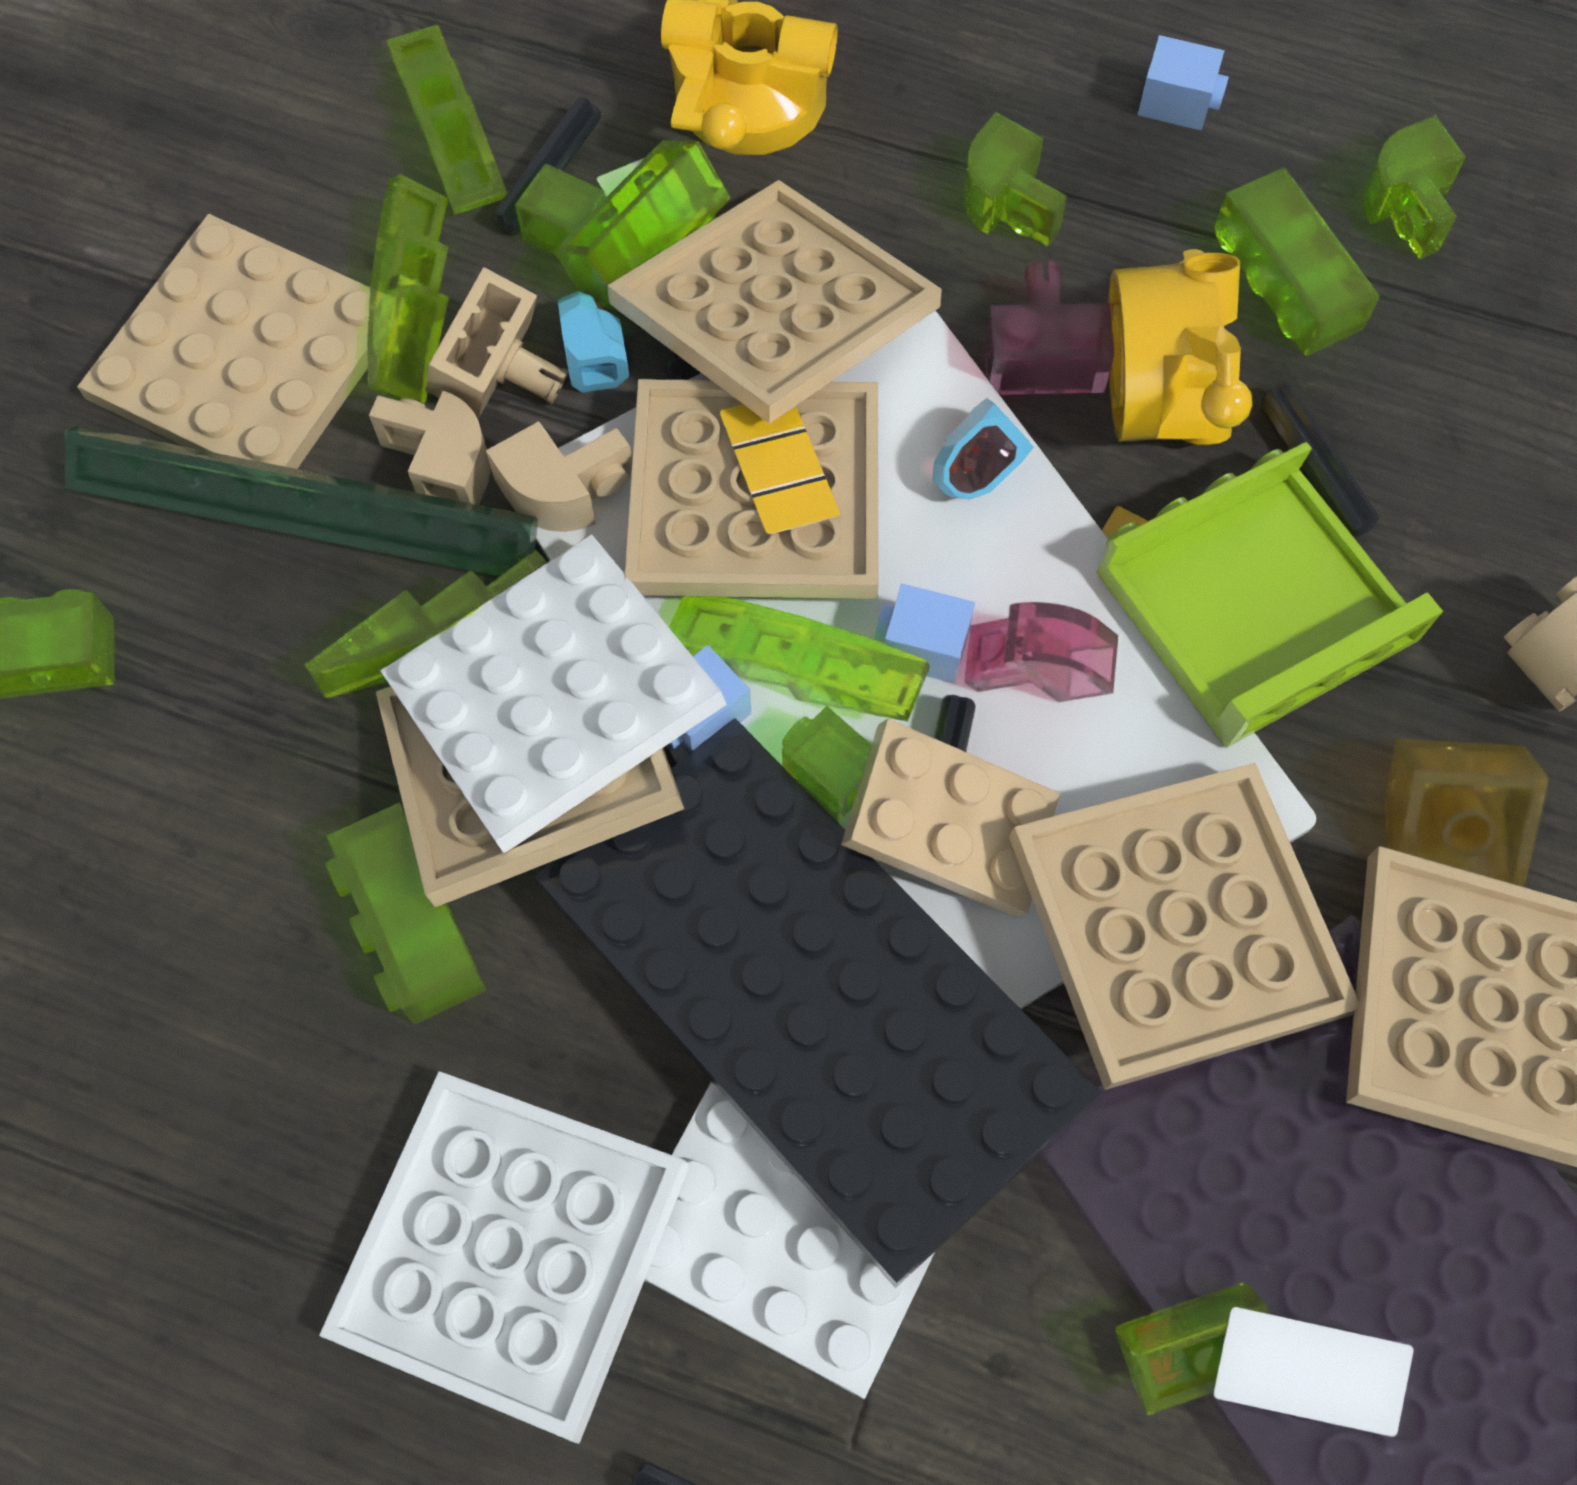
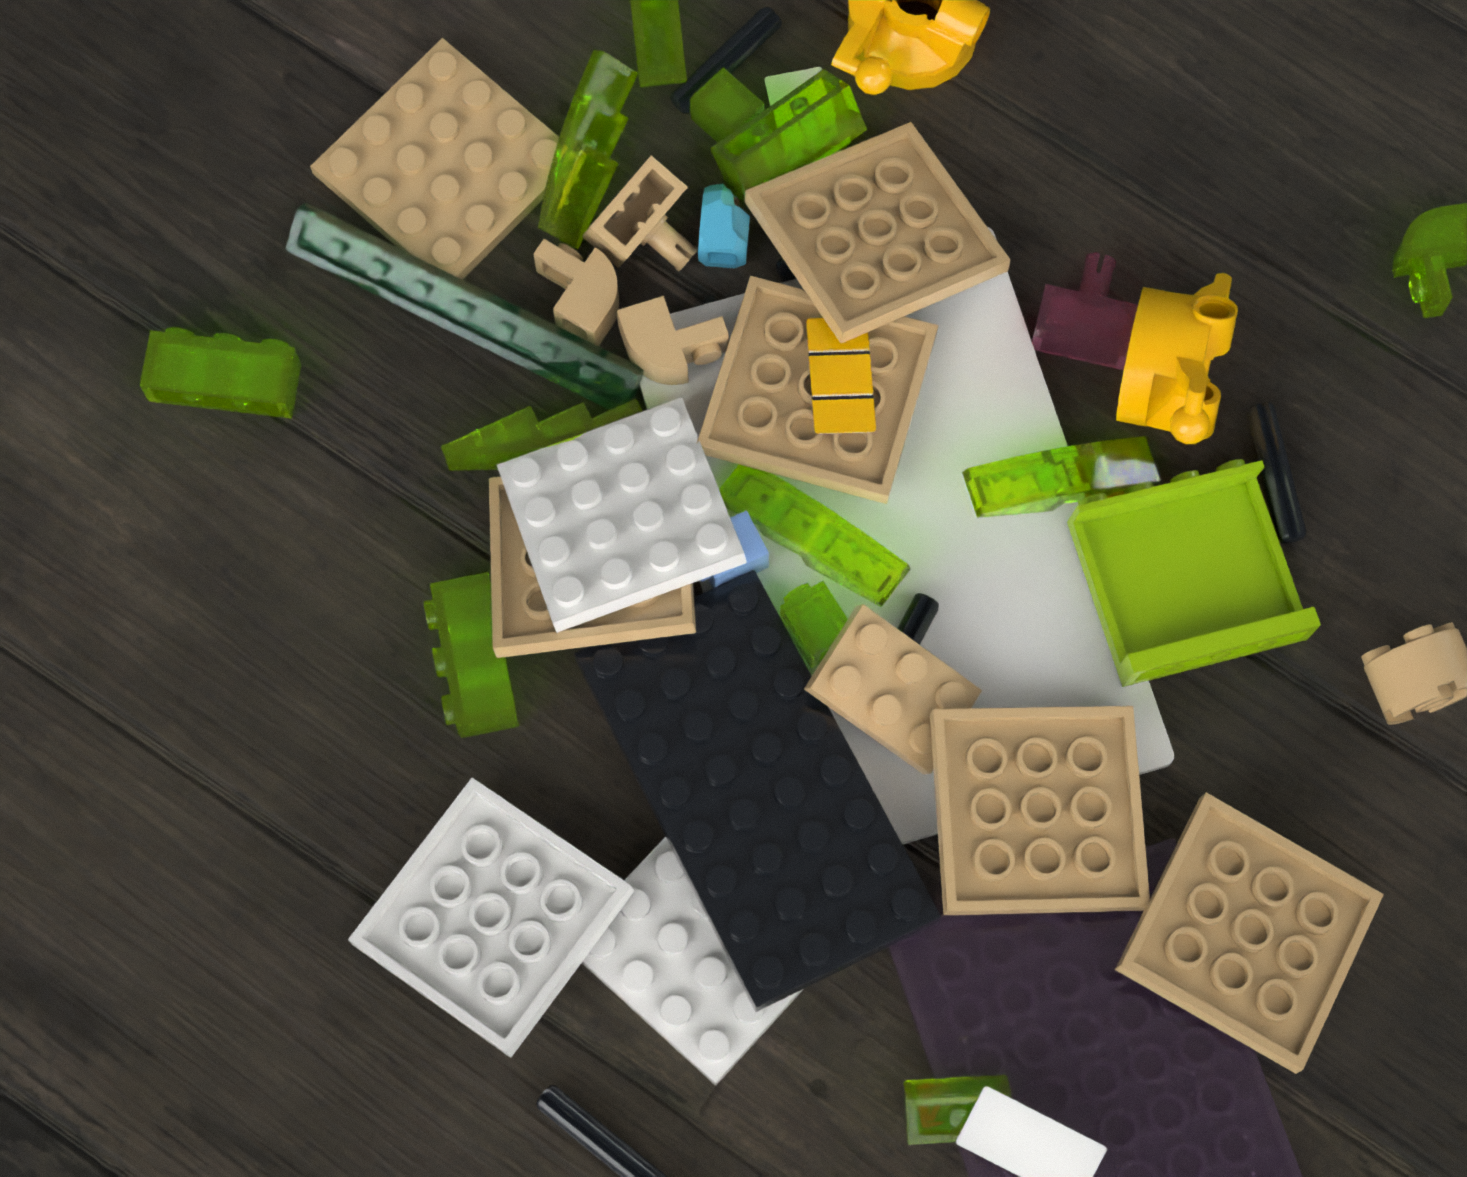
camera: 15 degrees right, 5 degrees up
(928, 627) = (918, 538): light blue brick -> none
(979, 453) = (1002, 404): rock -> none
(1004, 185) = (1090, 168): clear neon green brick -> none
(1044, 645) = (1003, 577): clear pink brick -> none
(1069, 519) = (1058, 476): none -> clear neon green slope
(1183, 83) = (1272, 115): light blue brick -> none
(1295, 262) = (1310, 300): clear neon green brick -> none
(1466, 805) = (1287, 779): clear yellow slope -> none

